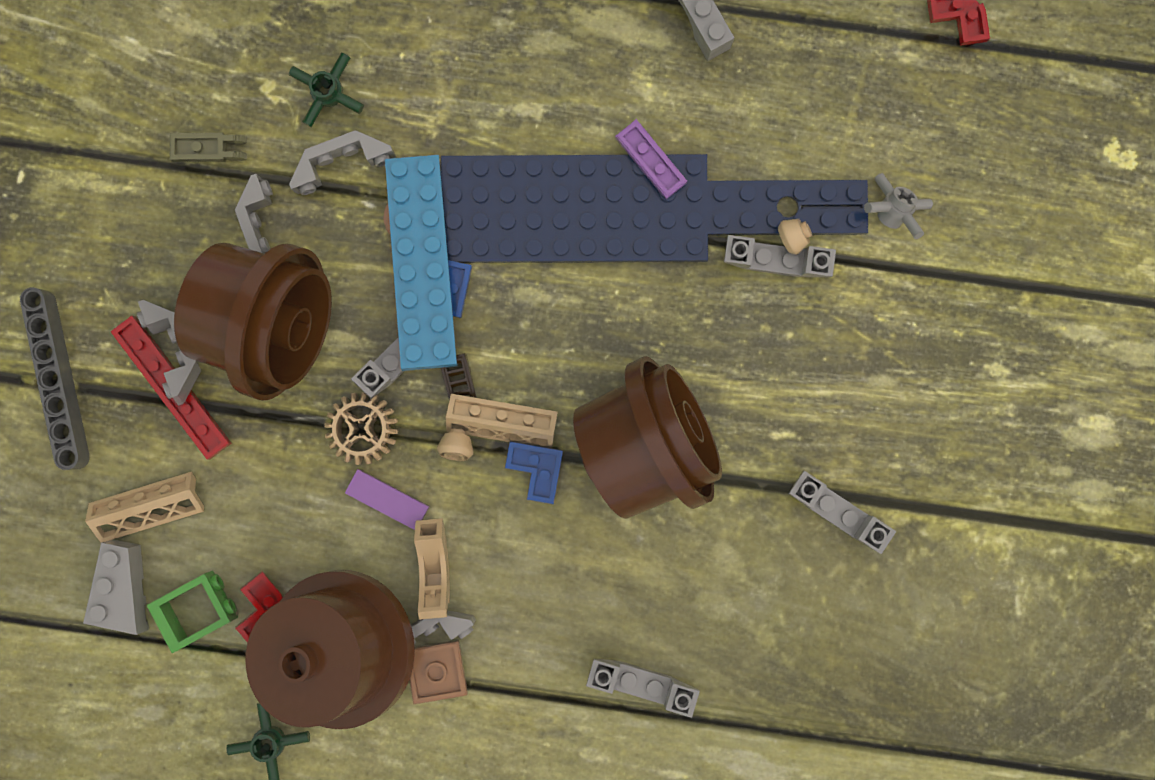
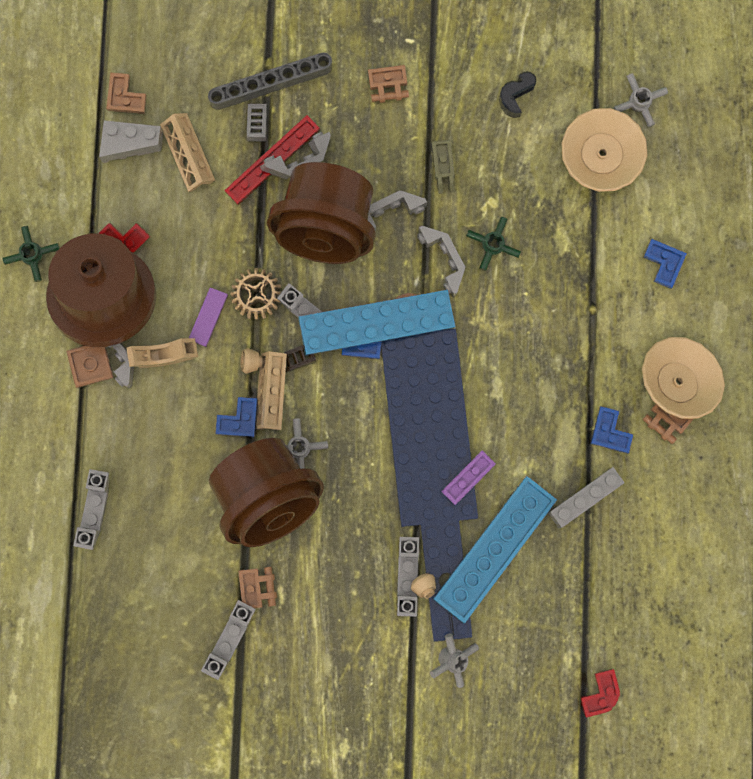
camera: 75 degrees right, 5 degrees down
(57, 595) = (120, 99): none -> medium nougat plate
(69, 212) = (386, 78): none -> medium nougat plate
(108, 36) = (514, 90): none -> black animal
(133, 409) = (256, 136): none -> light grey slope
(169, 623) = (108, 177): bright green window -> none
(584, 376) = (299, 456): none -> light grey bar
(753, 134) = (494, 549): none -> dark azure plate
(771, 475) = (251, 588): none -> medium nougat plate

